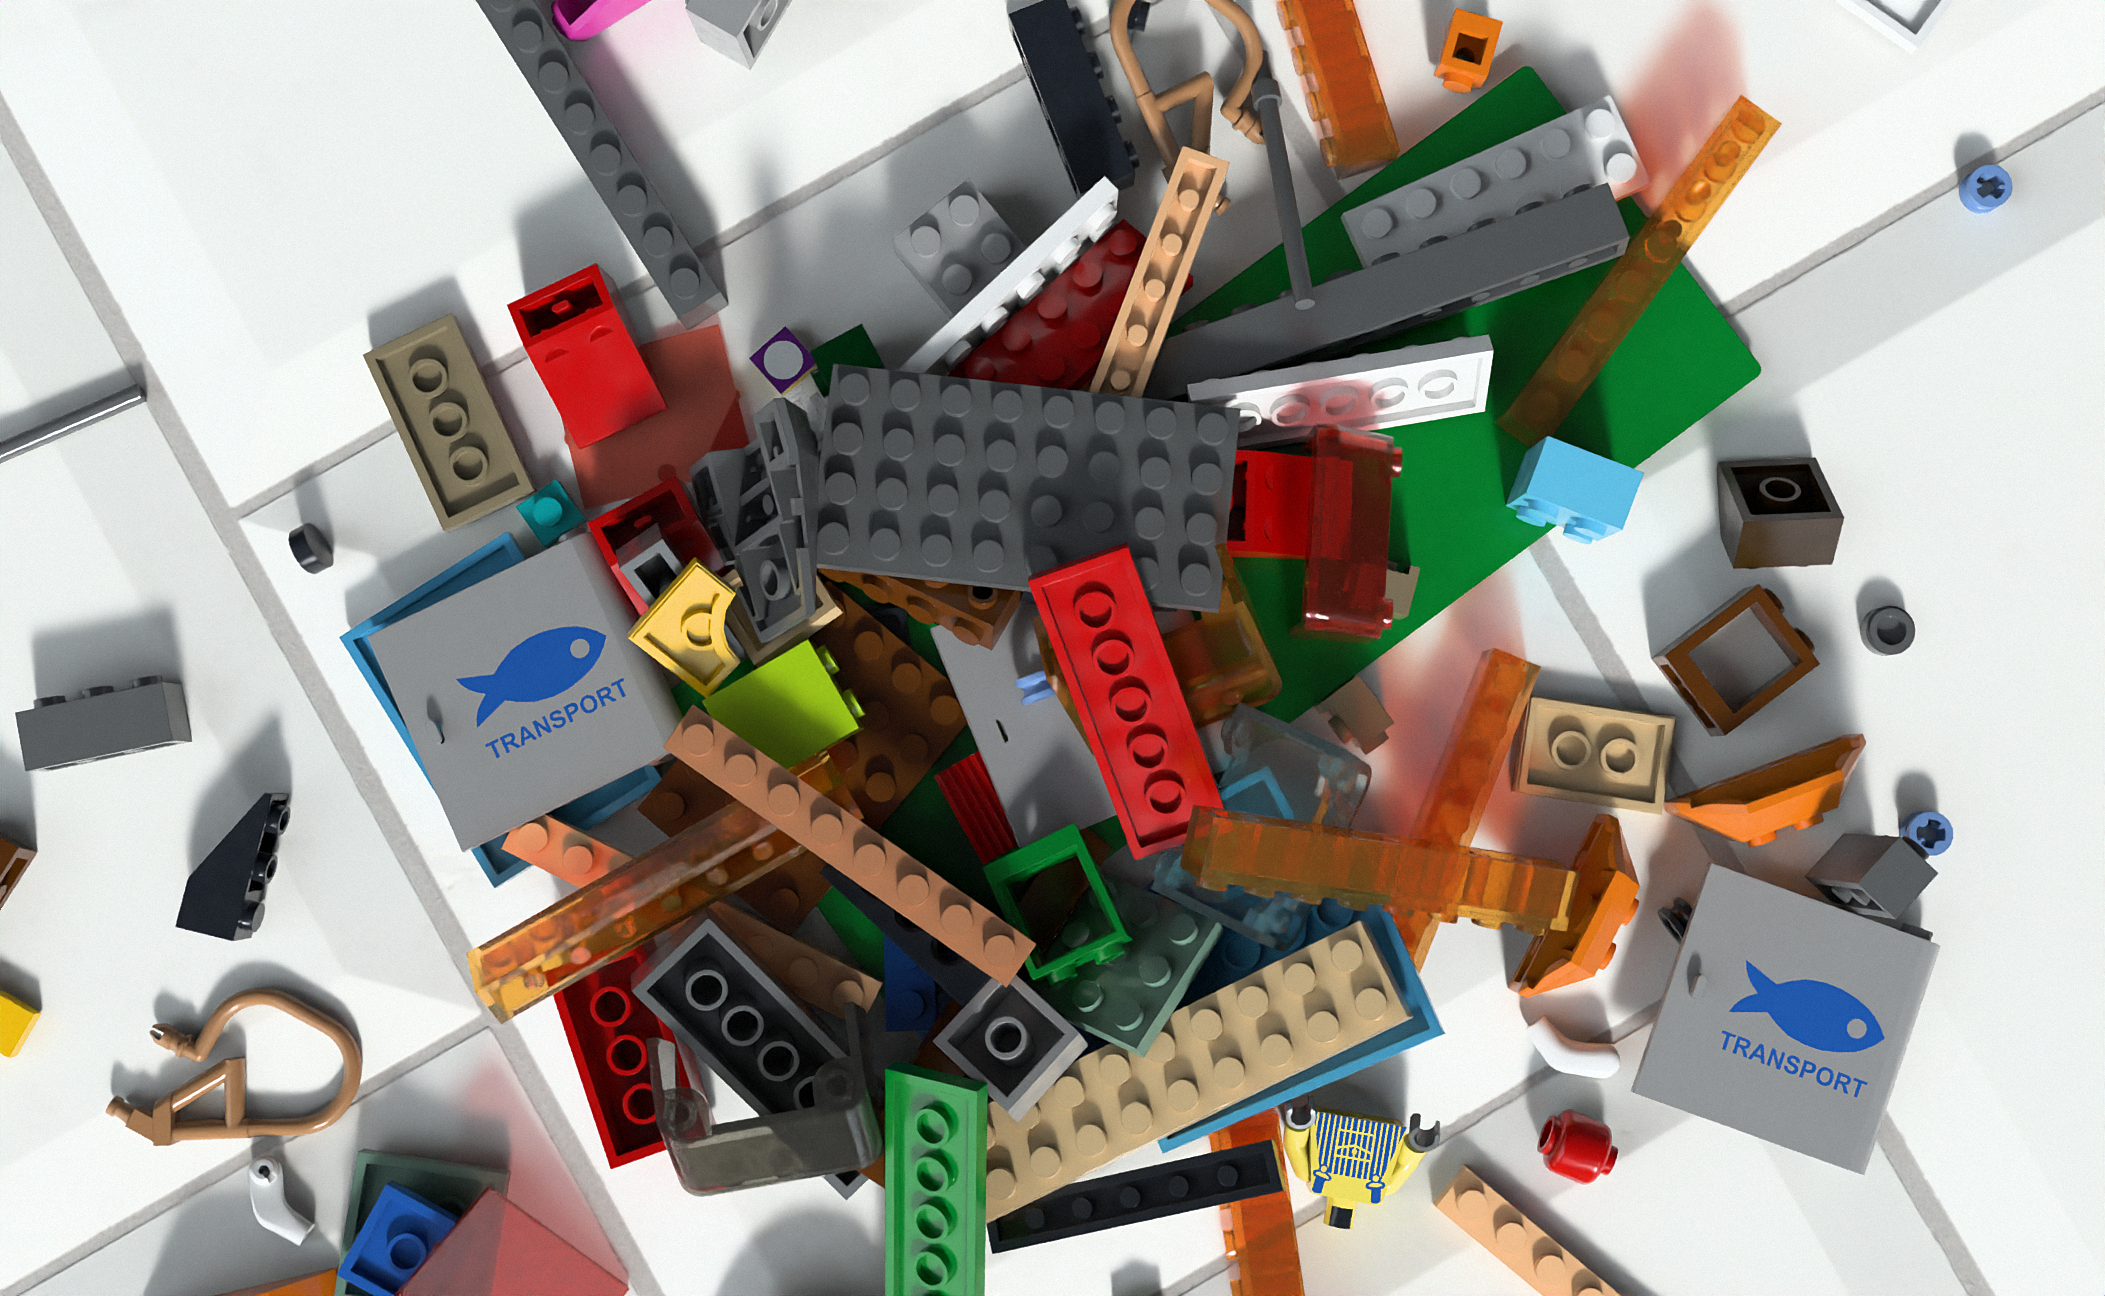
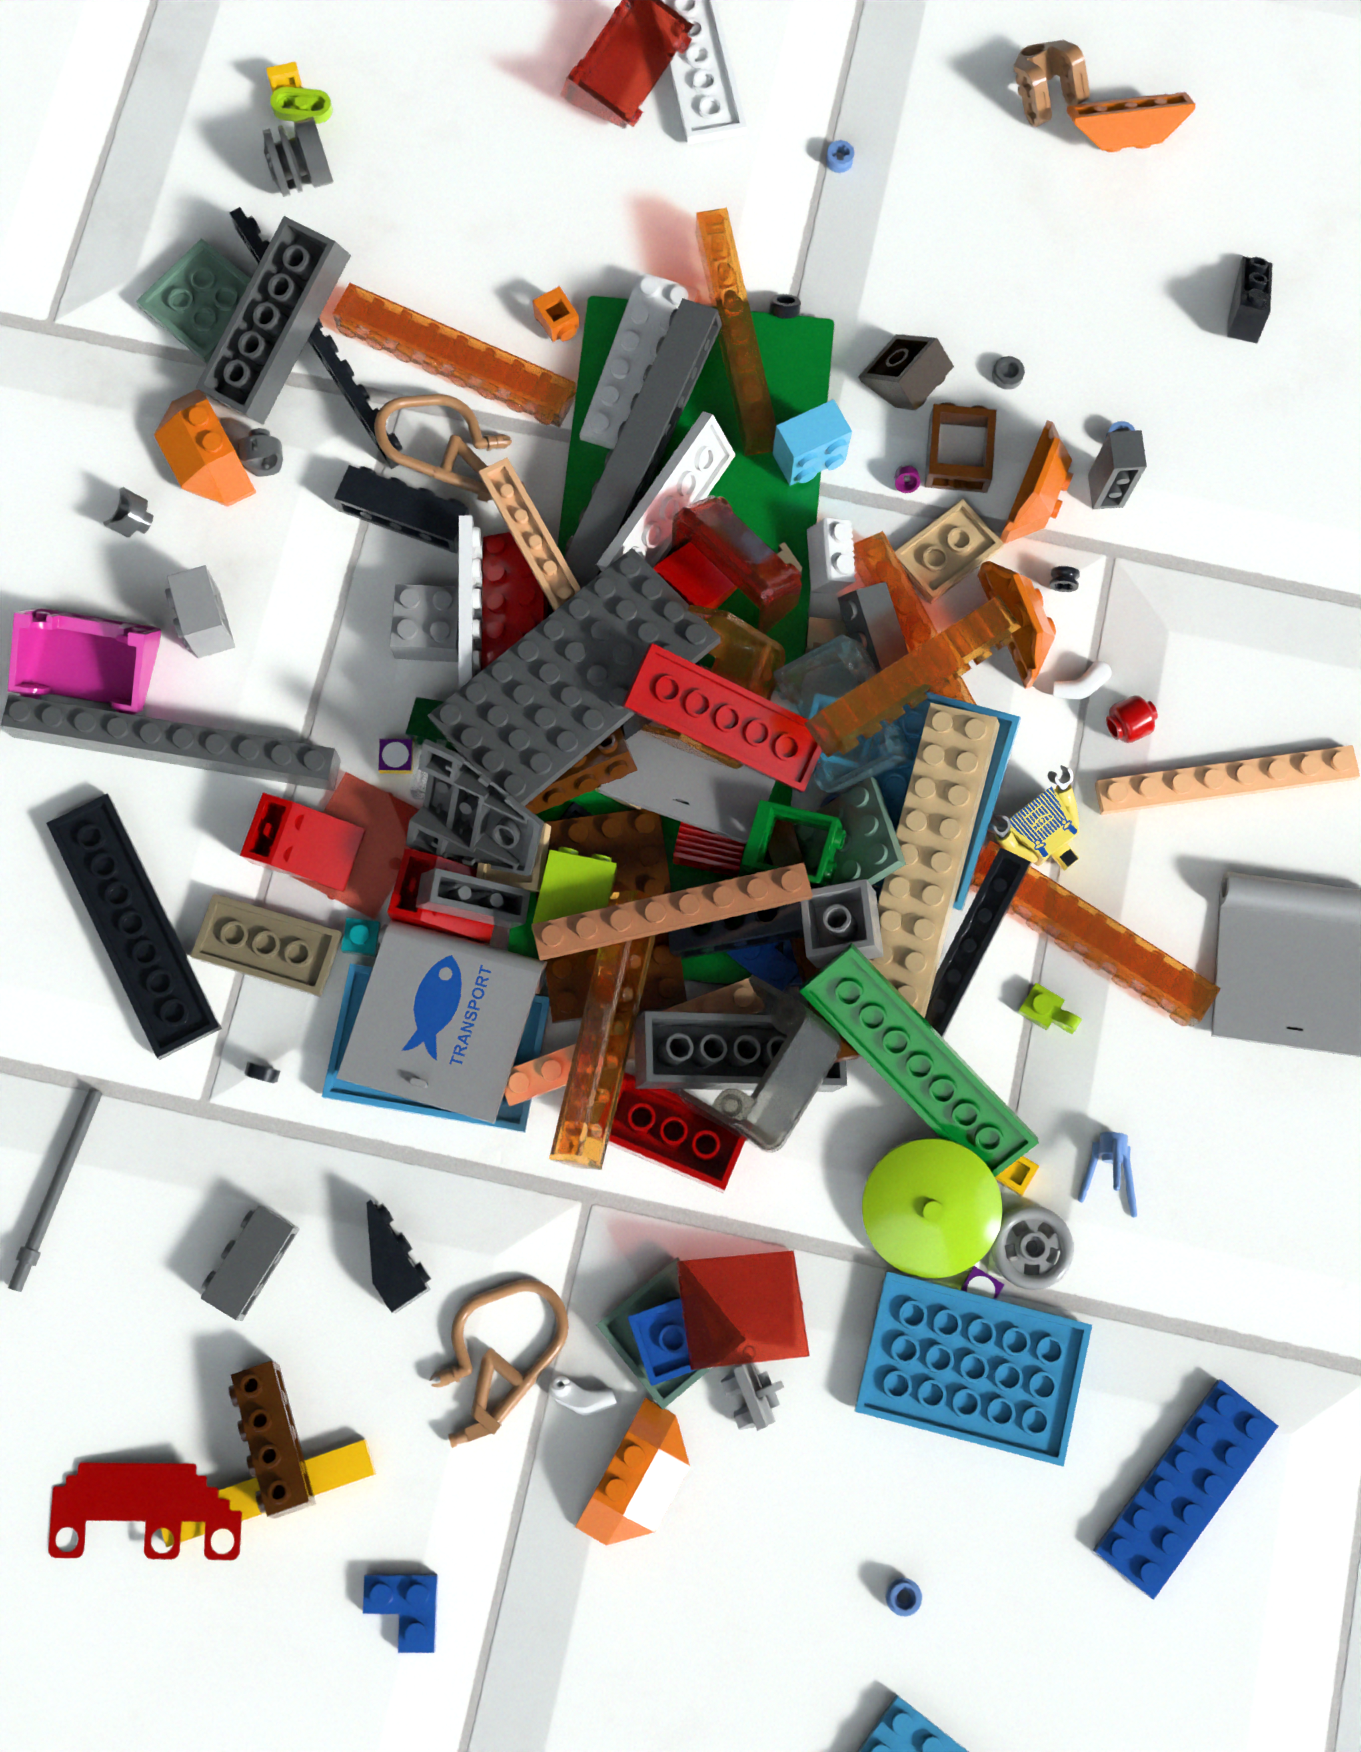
camera: 55 degrees left, 10 degrees down
(344, 261) = (134, 926): none -> black plate
(687, 628) = (489, 901): yellow tile -> none
(1034, 687) = (676, 762): medium blue bush -> none
(1267, 100) = (491, 422): dark grey bar -> none
(1411, 764) = (874, 623): none -> dark grey brick
(1458, 631) = (831, 555): none -> white brick
(1632, 639) = (912, 485): none -> magenta hinge
(1726, 299) = (785, 306): none -> black tile
(1786, 1018) = (1153, 569): light grey door -> none

